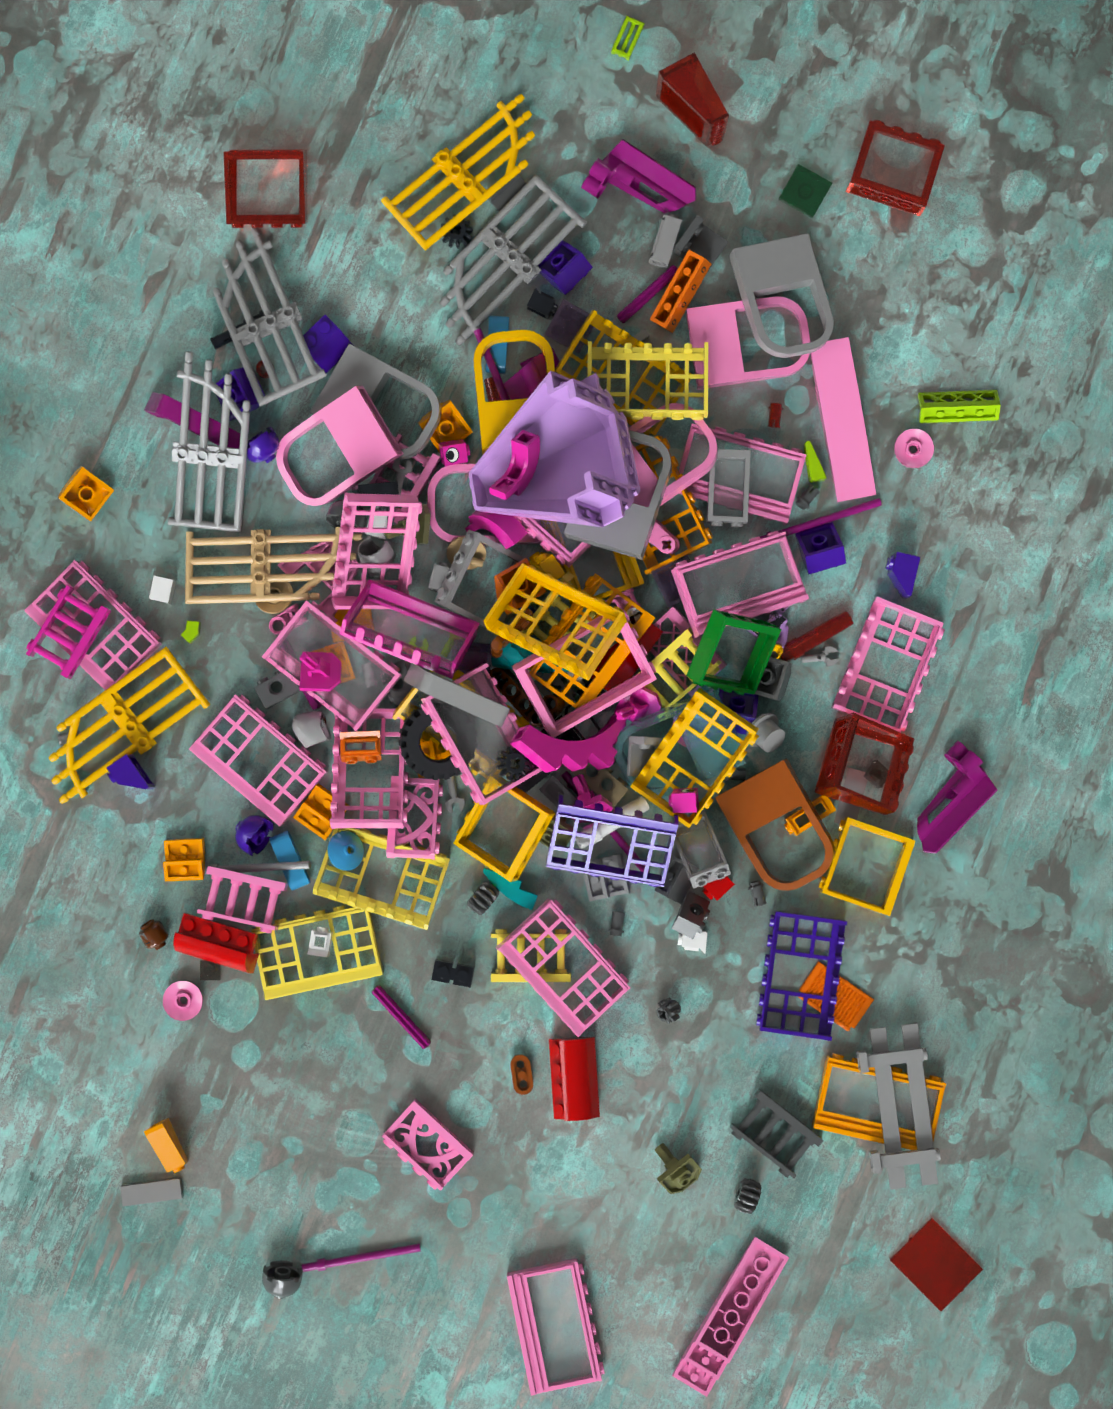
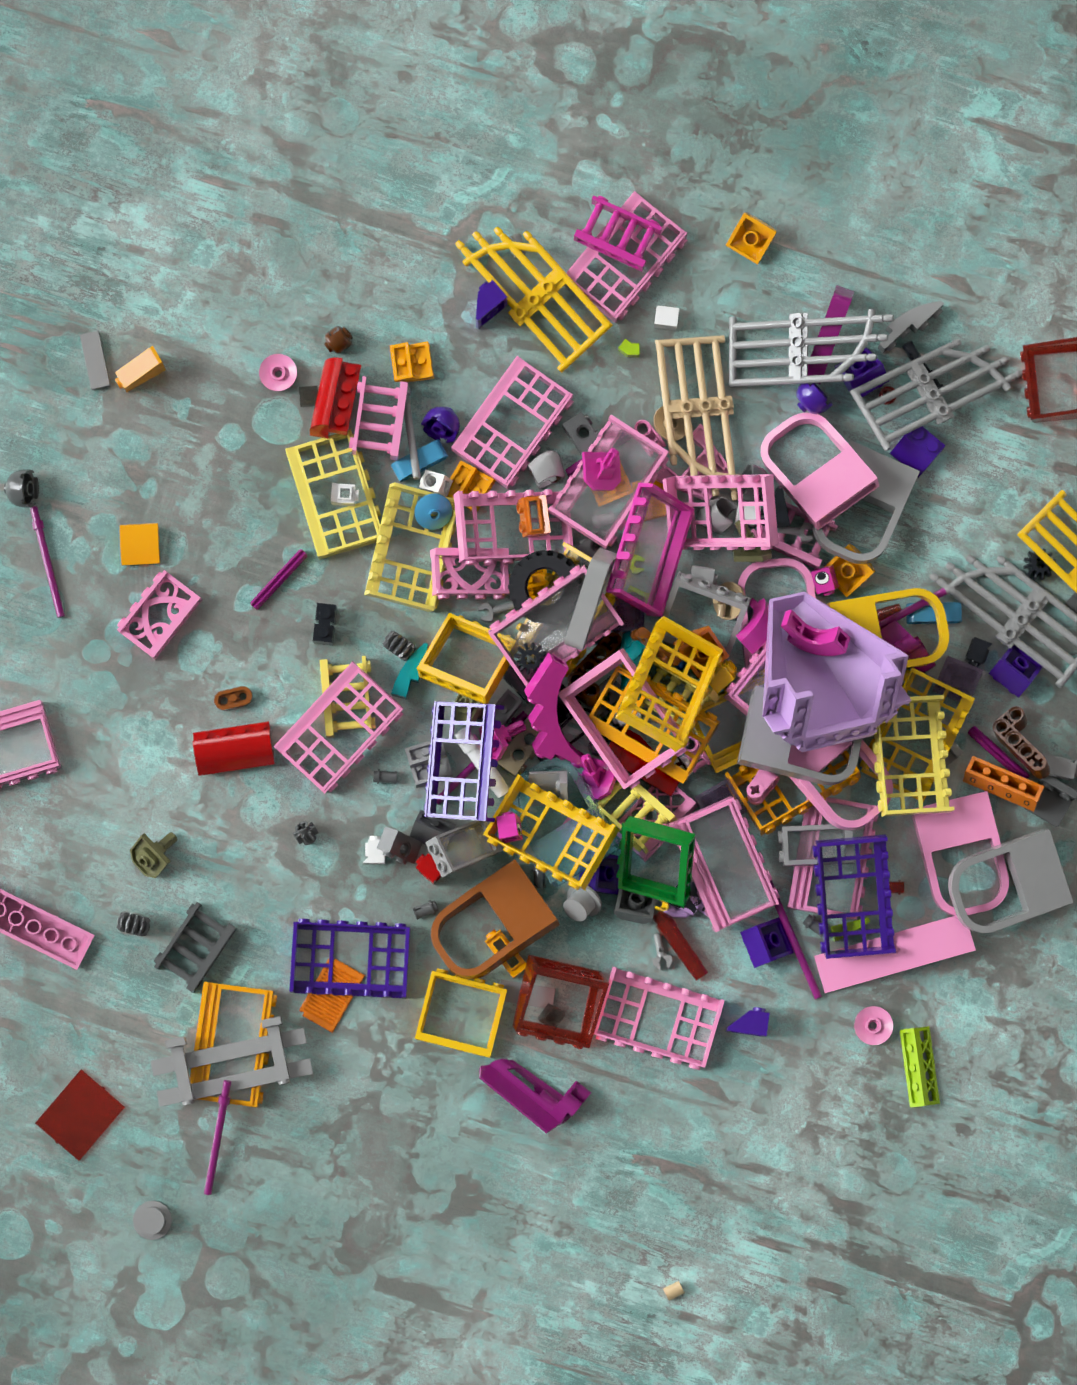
camera: 80 degrees right, 5 degrees down
(188, 333) = (915, 319): none -> light grey slope
(318, 839) = (441, 486): none -> white brick
(351, 1159) = (139, 544): none -> light orange slope
(644, 266) = (1023, 746): none -> reddish brown beam
(786, 423) = (883, 895): none -> dark purple window
(938, 1117) = (224, 1100): none -> magenta bar
(1048, 1198) = (152, 1220): none -> light grey piece

